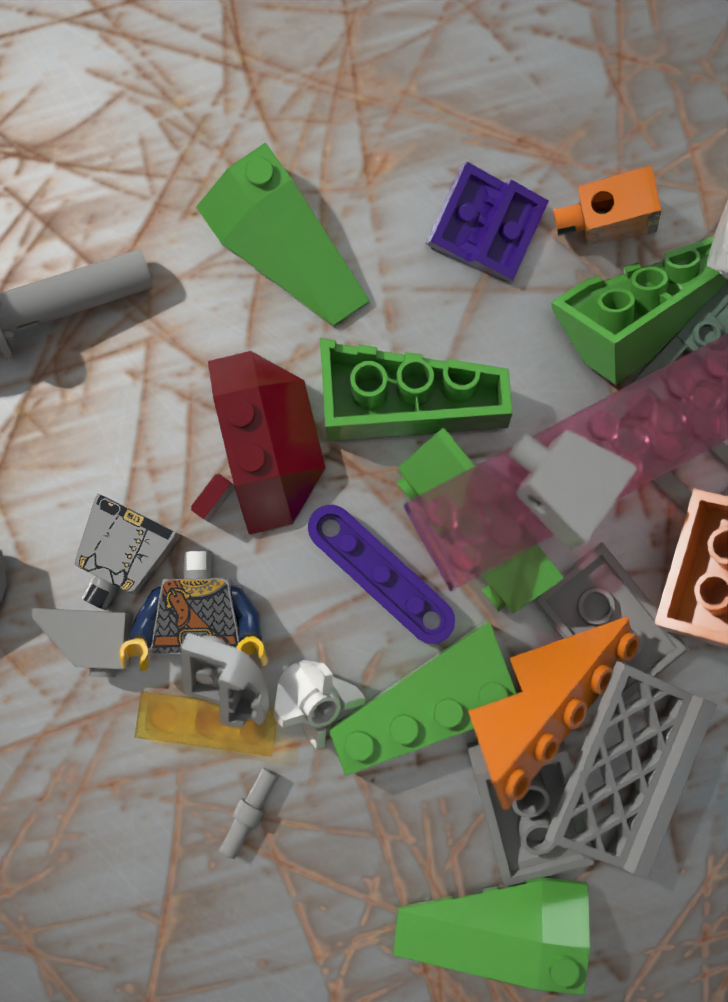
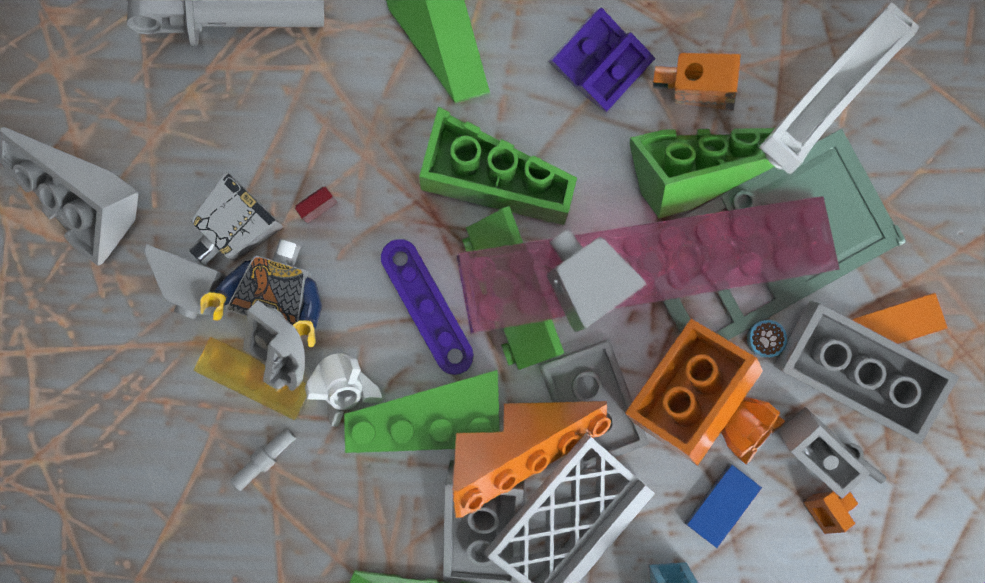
camera: 15 degrees right, 0 degrees up
(266, 438) = (372, 172): dark red wedge -> none

